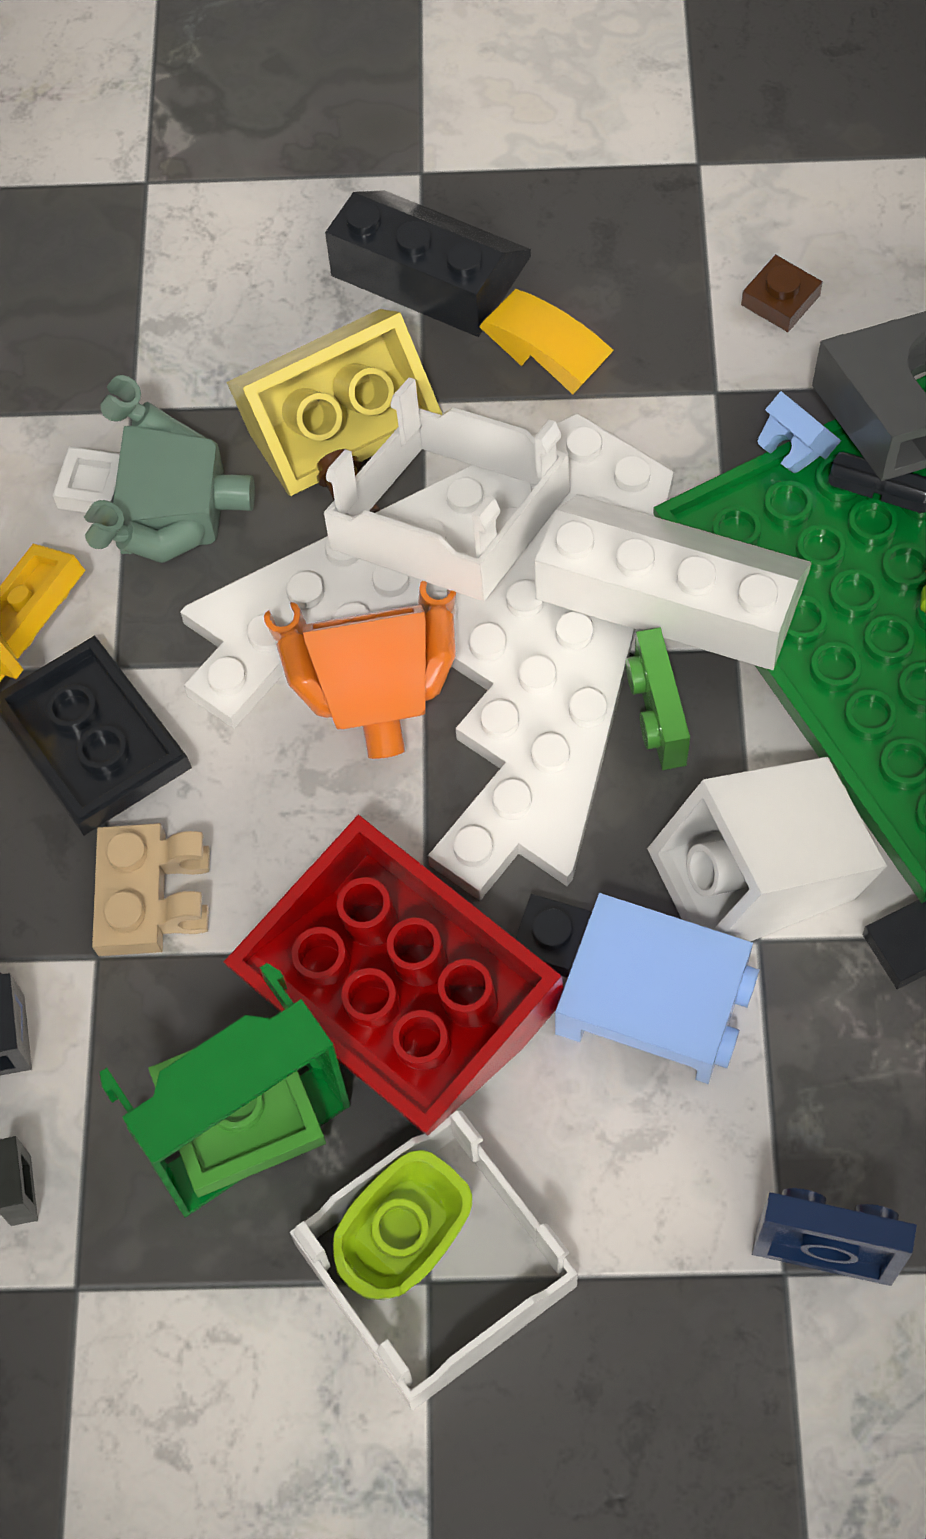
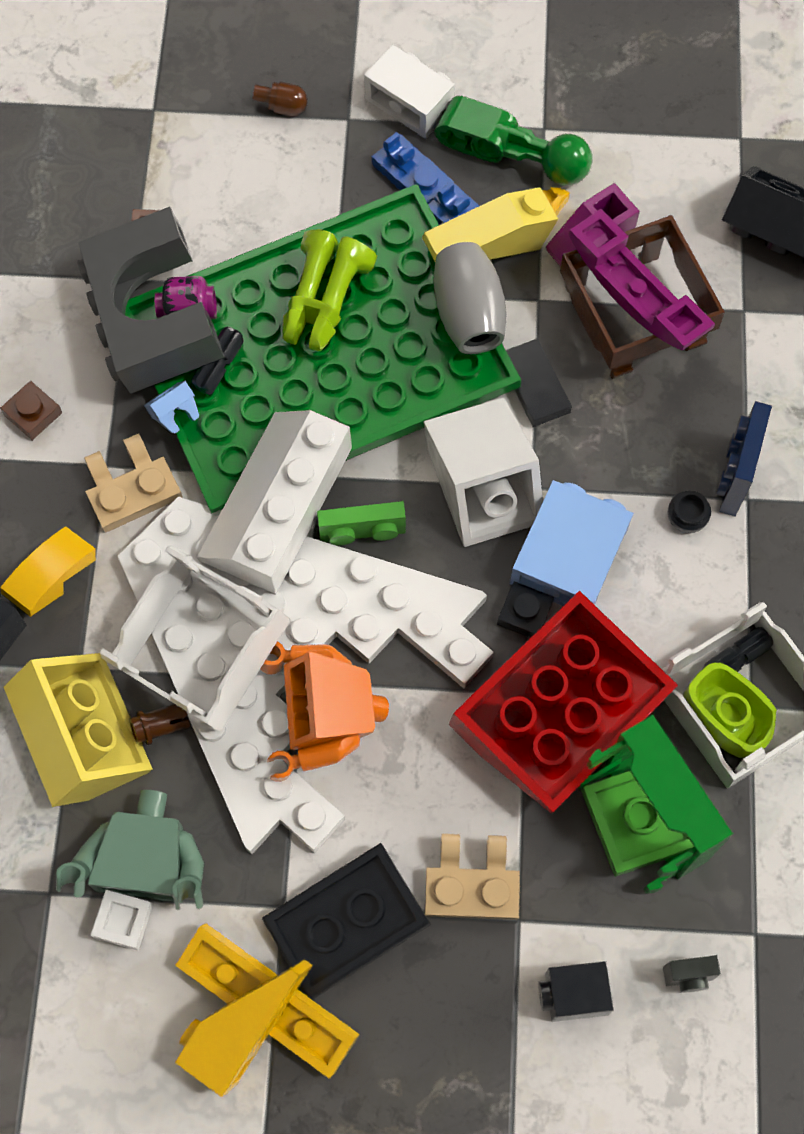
camera: 90 degrees left, 5 degrees up
(496, 1242) = (745, 650): none -> black piece
(675, 425) = (133, 493): none -> tan plate
(743, 1172) = (689, 511): none -> black plate

